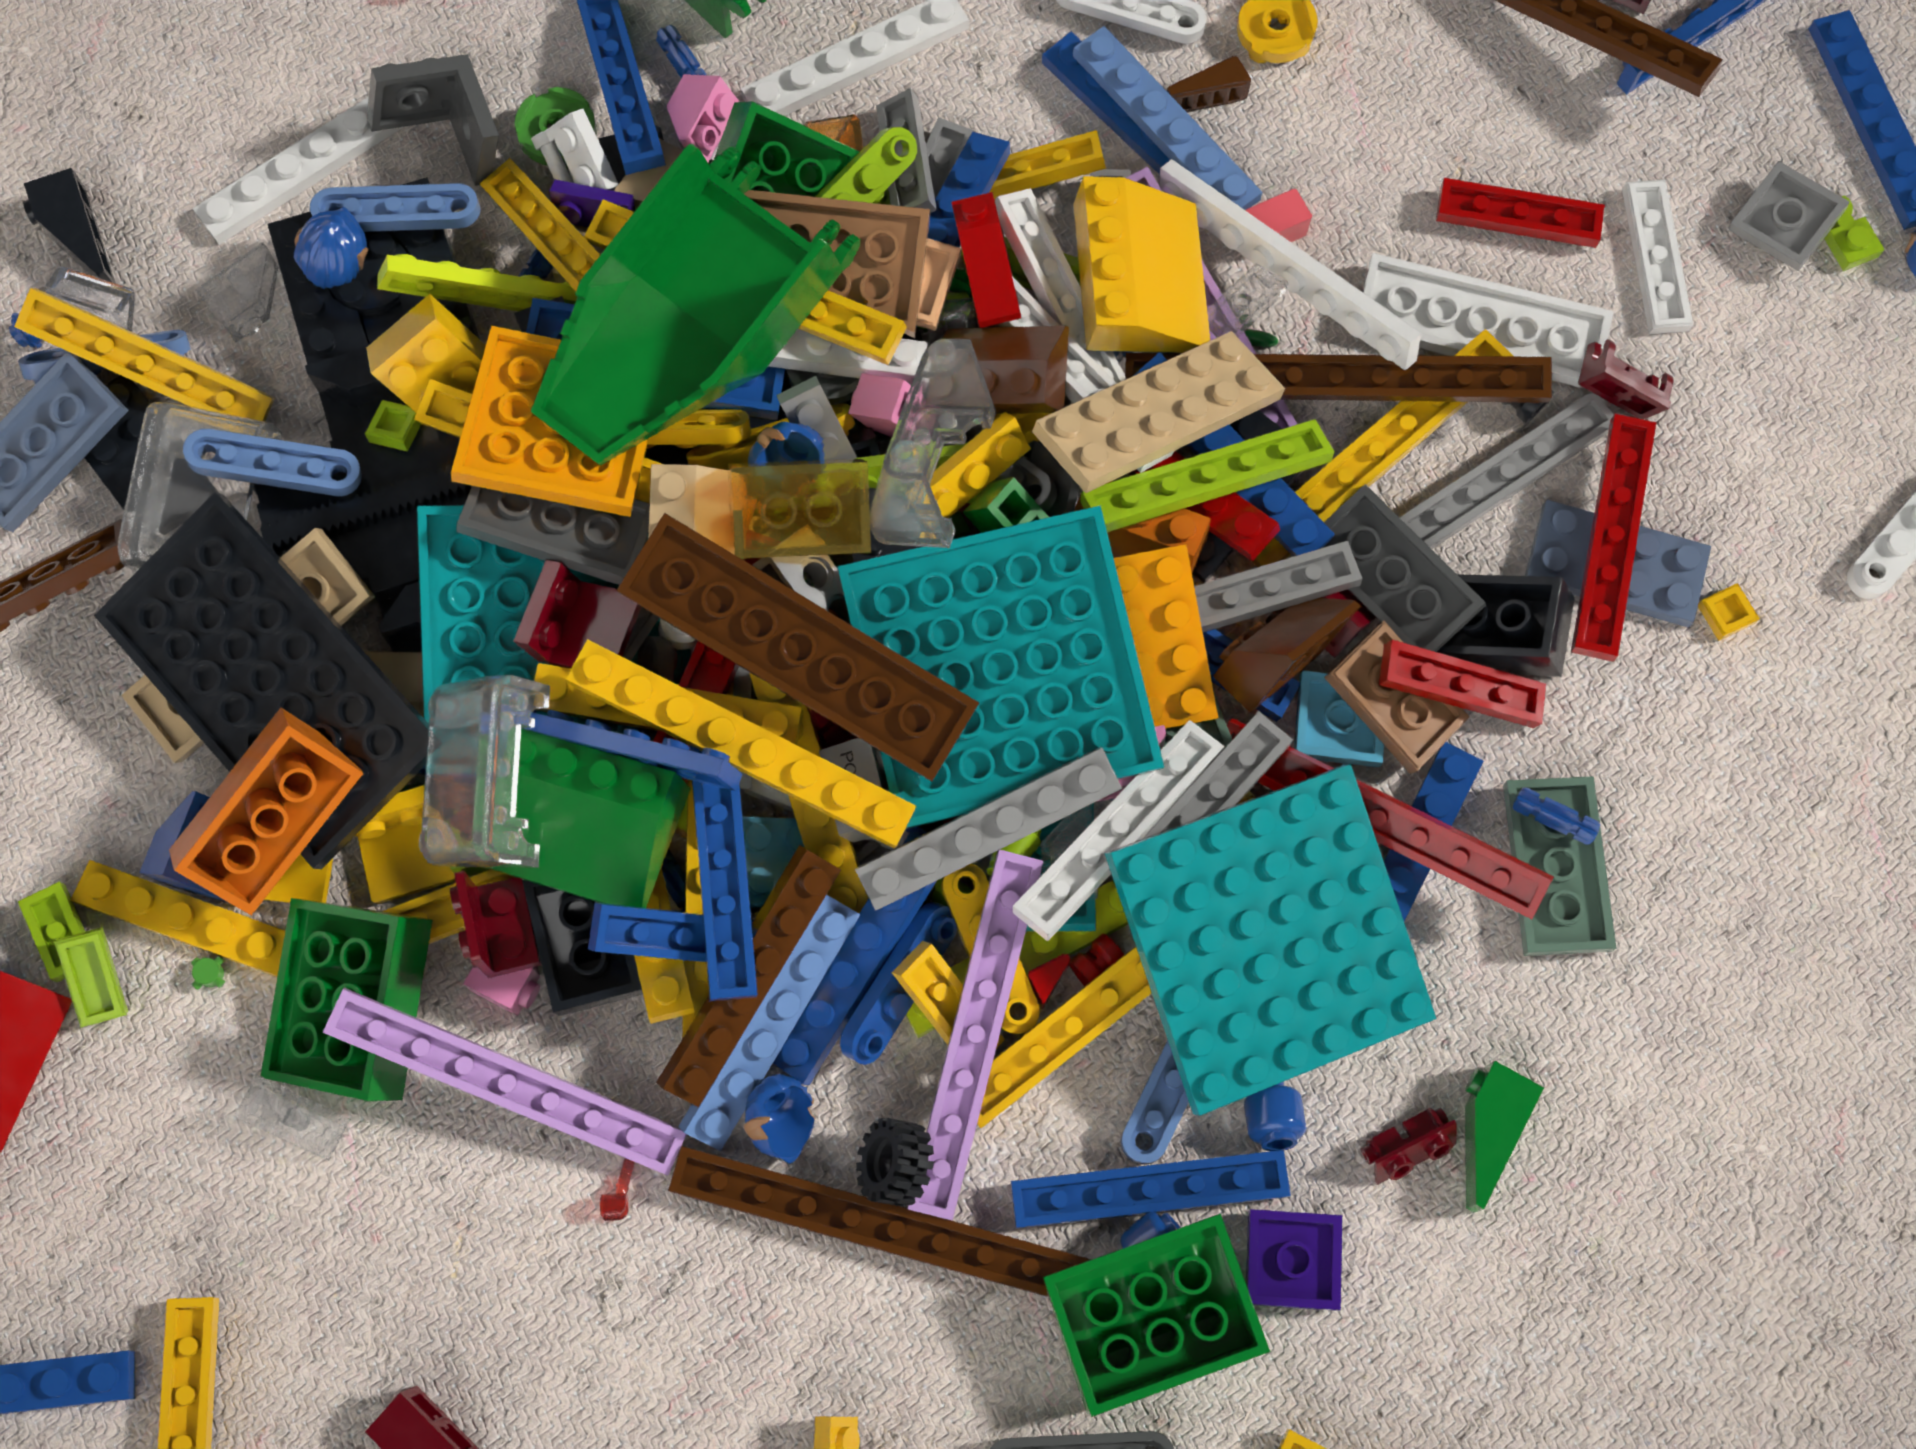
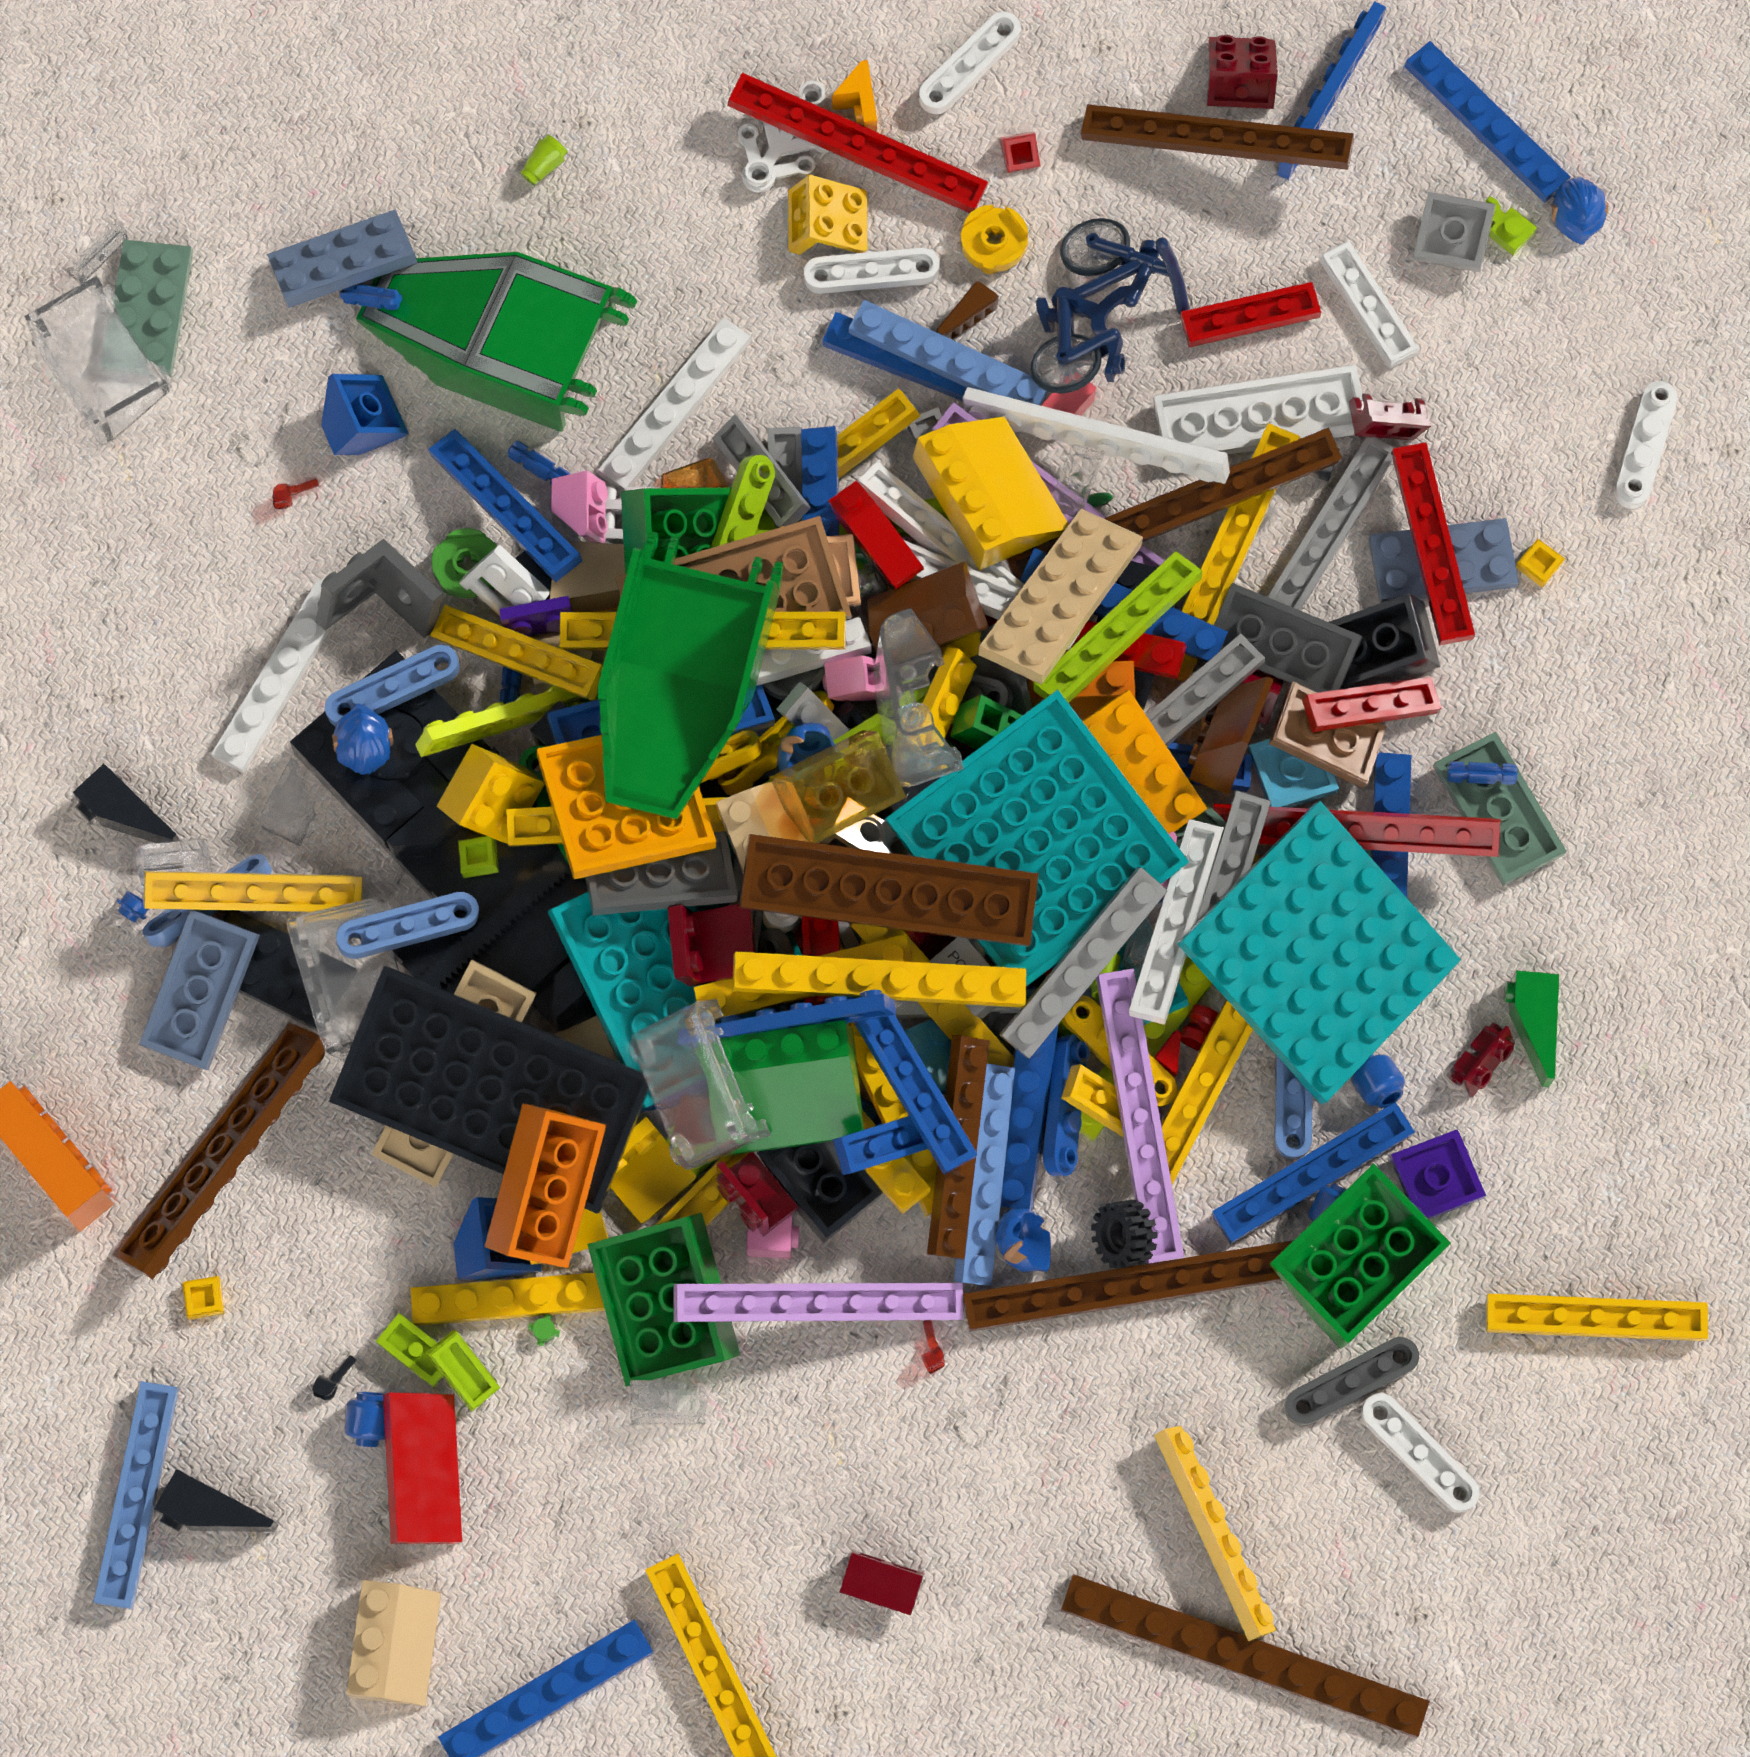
camera: 25 degrees left, 0 degrees up
(1390, 88) = (1092, 250): none -> dark blue piece

